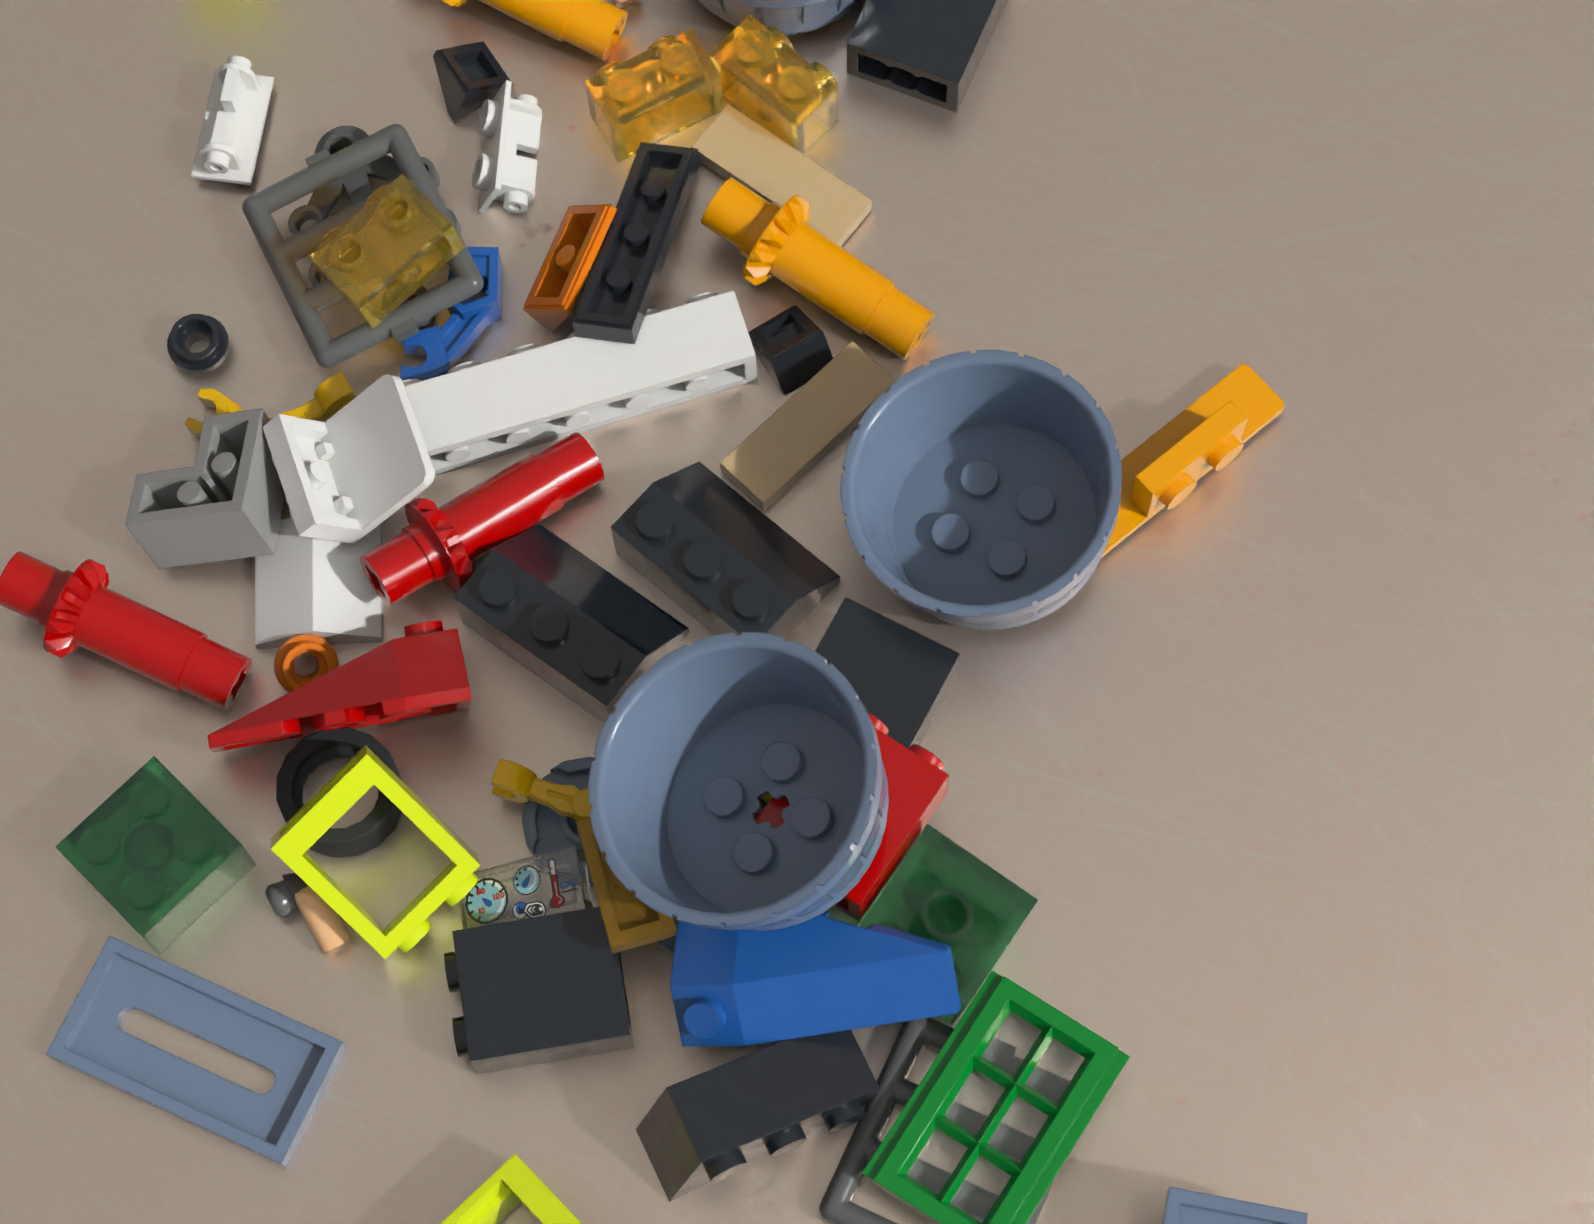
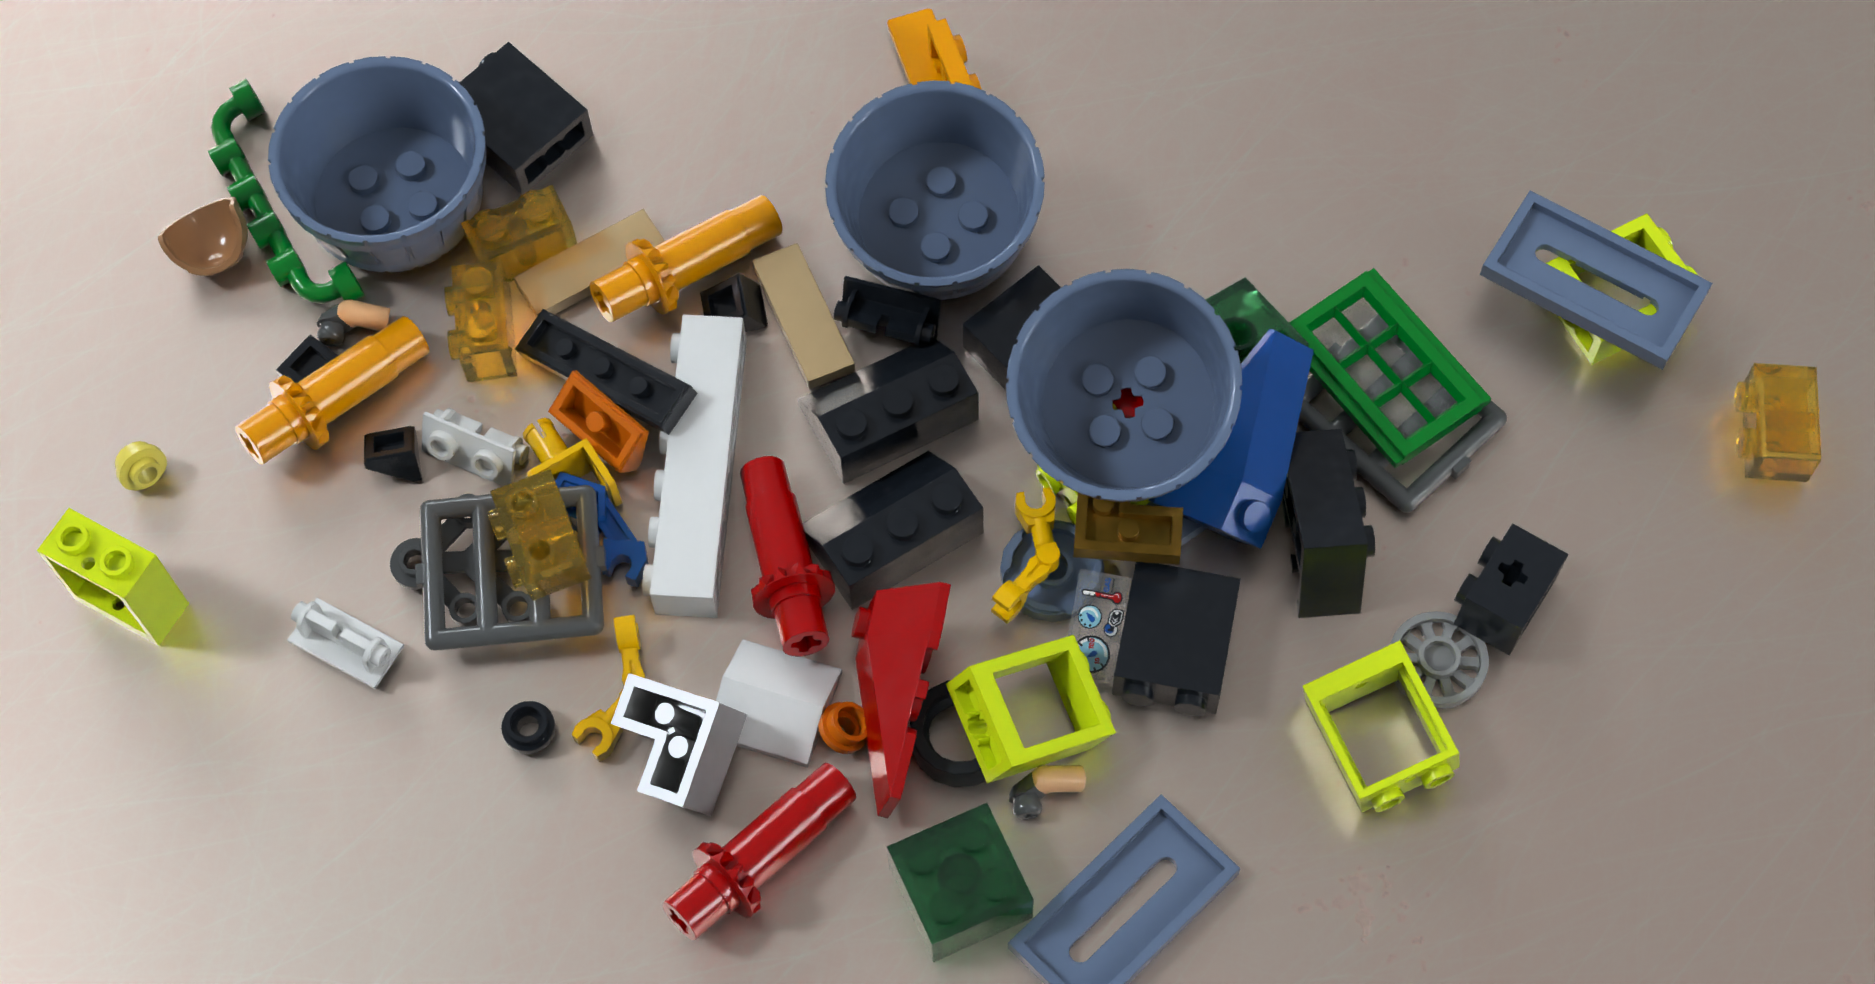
camera: 70 degrees left, 5 degrees down
(353, 467) = (703, 619): white bracket -> none
(517, 251) = (575, 460): none -> yellow bracket
(828, 537) = (902, 312): none -> black hinge

